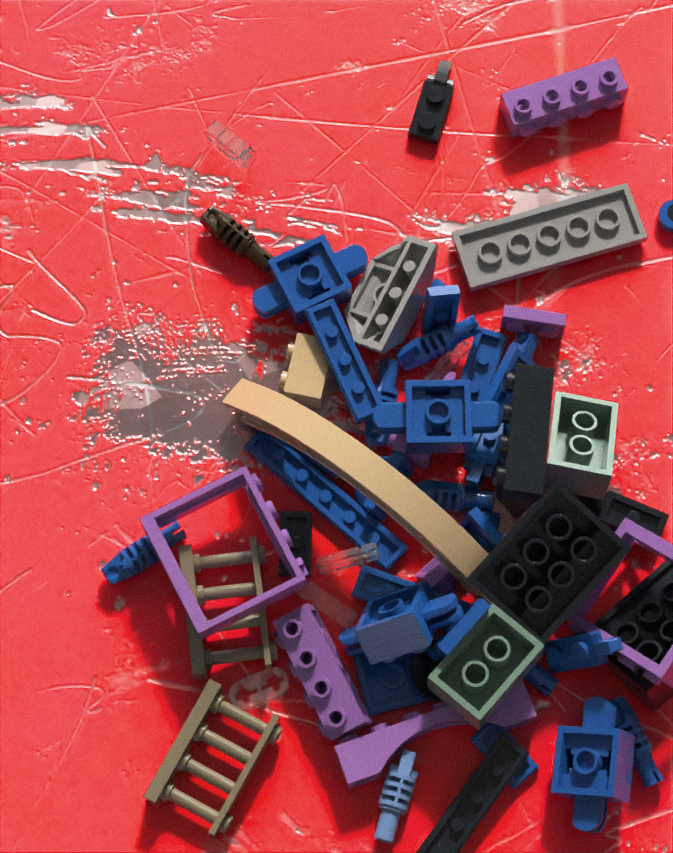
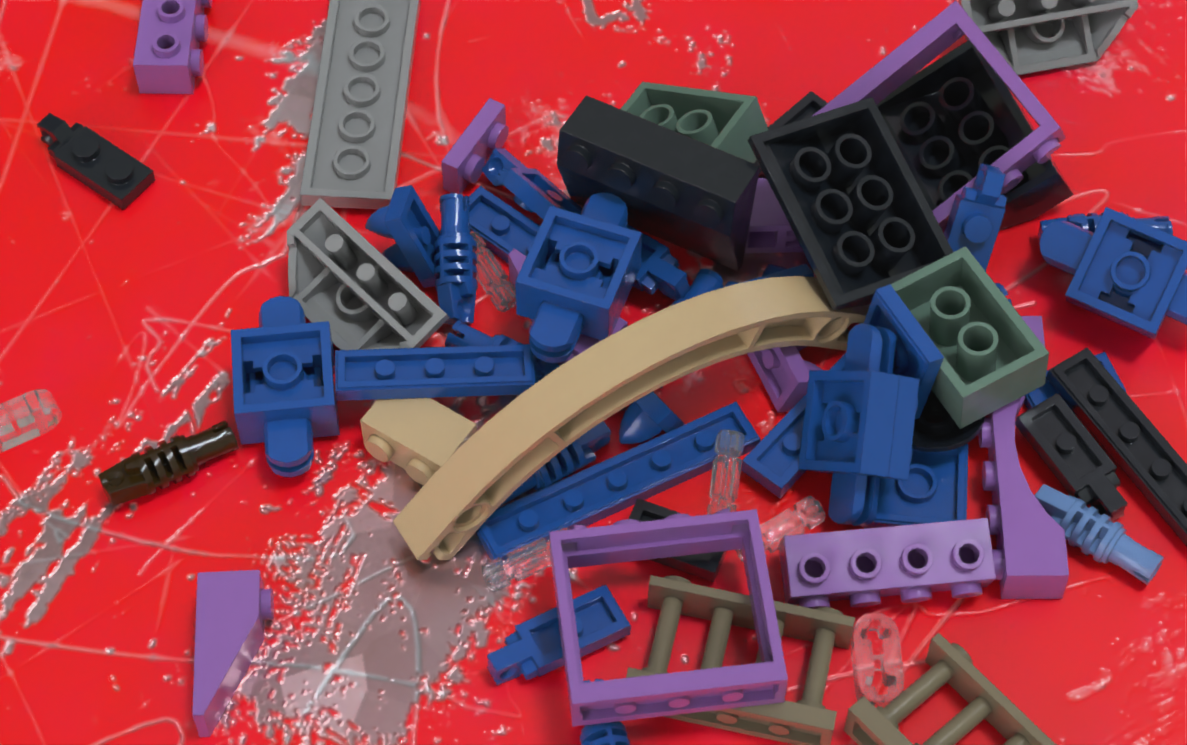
camera: 70 degrees left, 15 degrees down
(138, 318) = (227, 638): none -> medium lavender slope
(221, 514) = (537, 645): none -> blue hinge
(237, 452) = (518, 565): none -> clear axle
(446, 766) = (1073, 455): none -> black hinge

